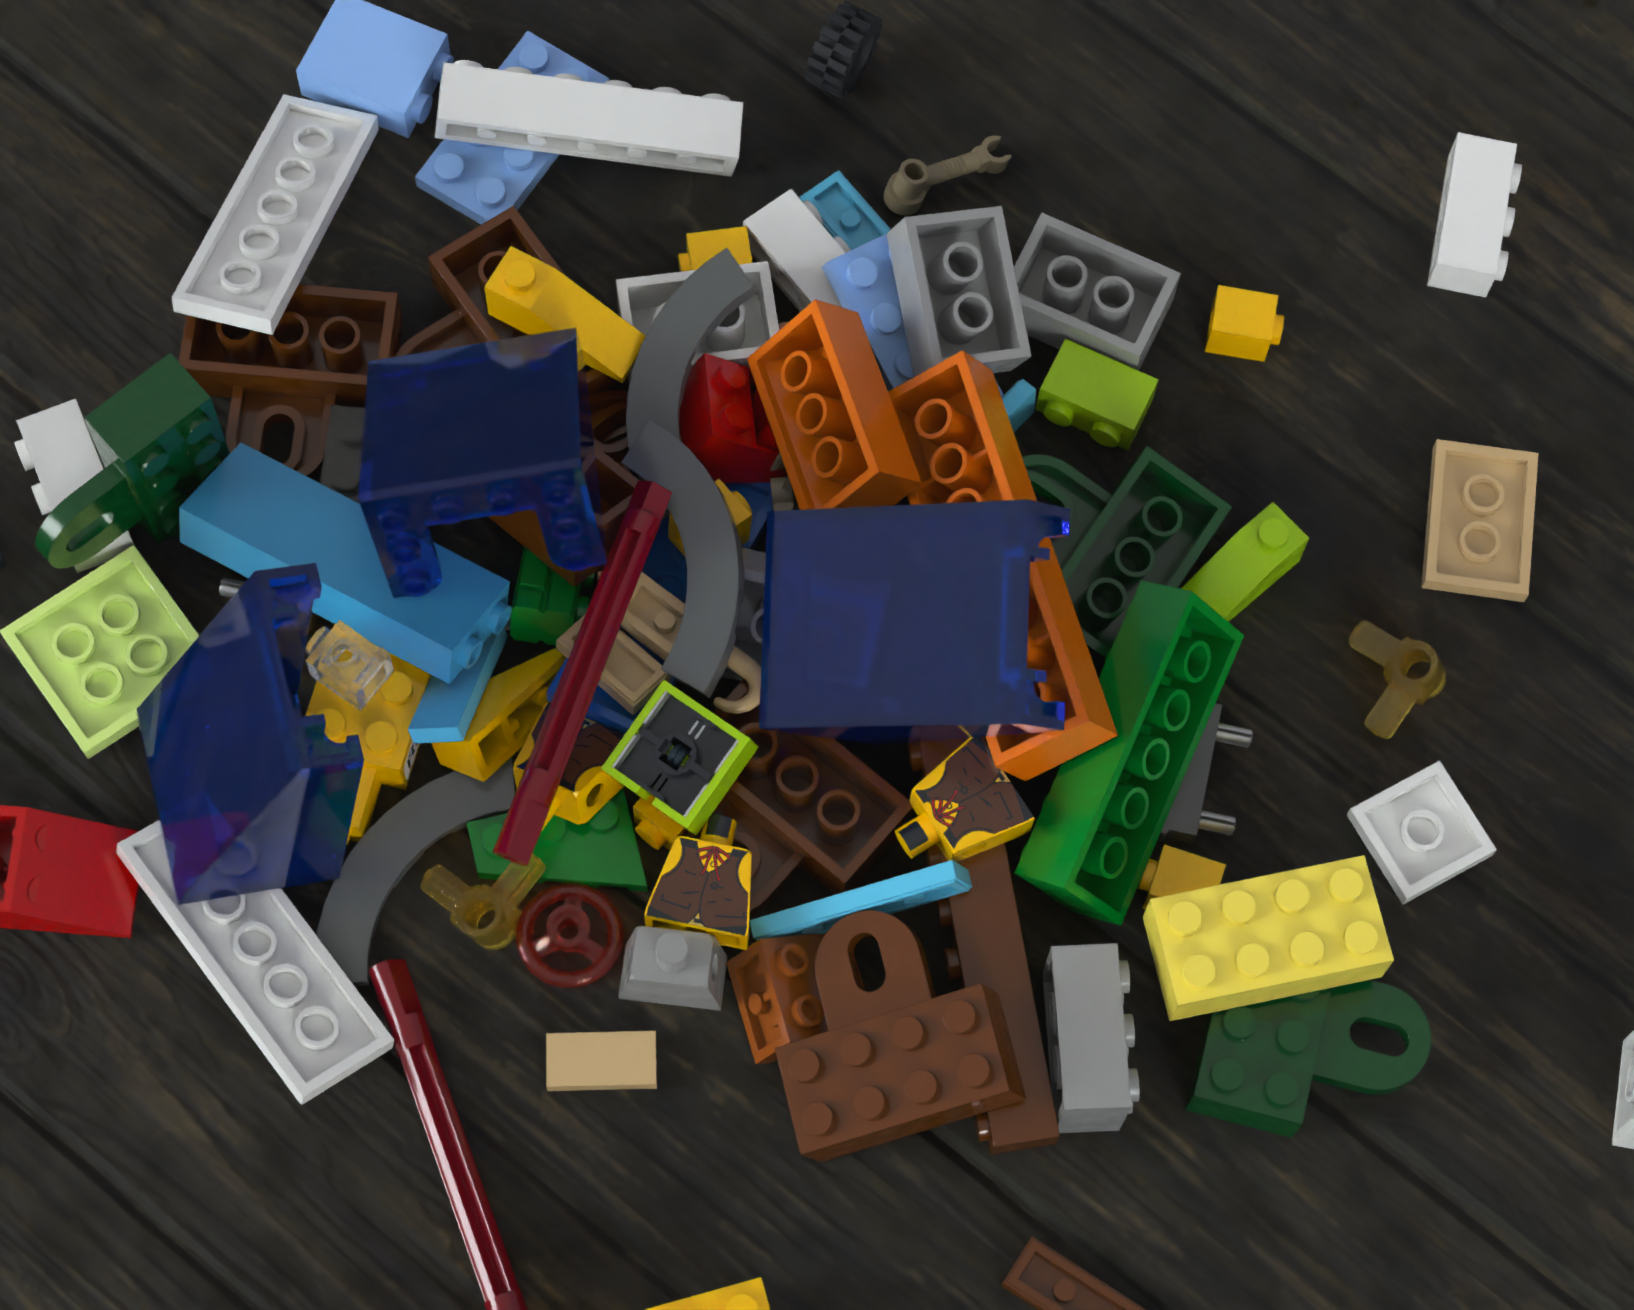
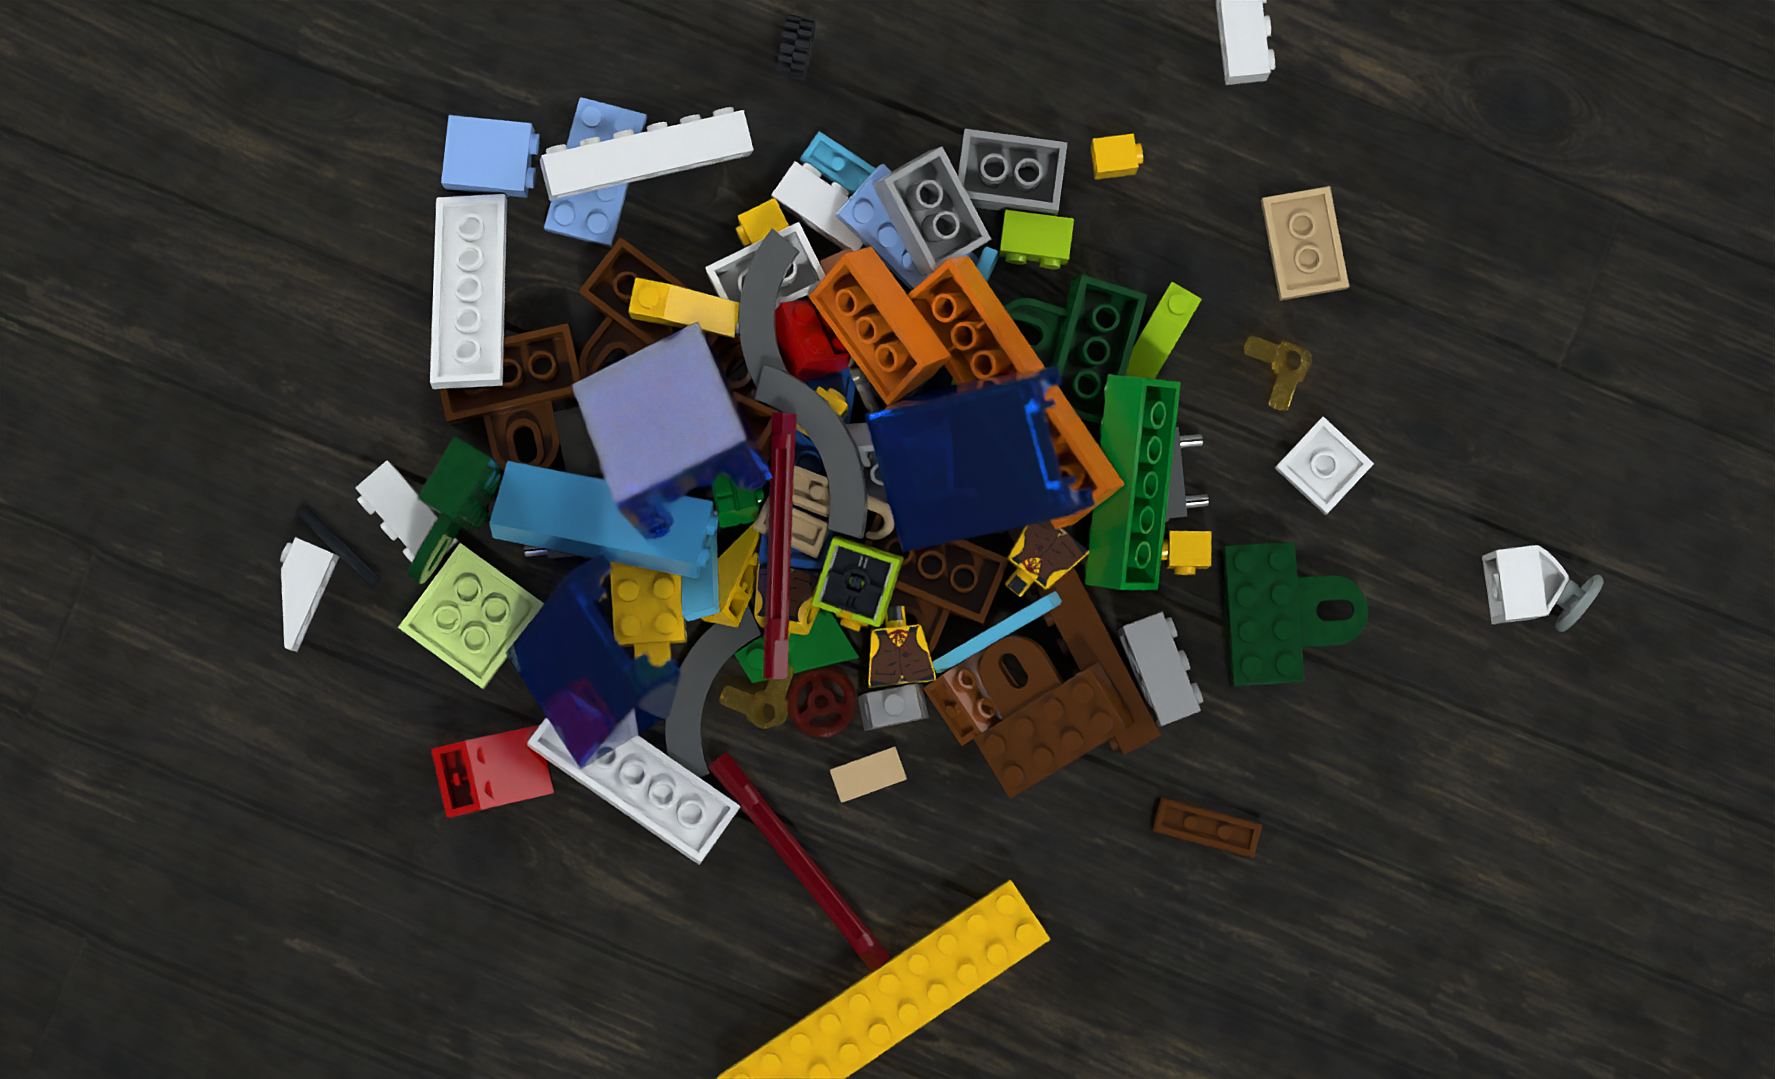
camera: 20 degrees left, 15 degrees up
(353, 679) = (643, 590): clear brick -> none
(909, 185) = (869, 137): dark tan brick -> none
(1267, 938) = (1252, 578): light yellow brick -> none

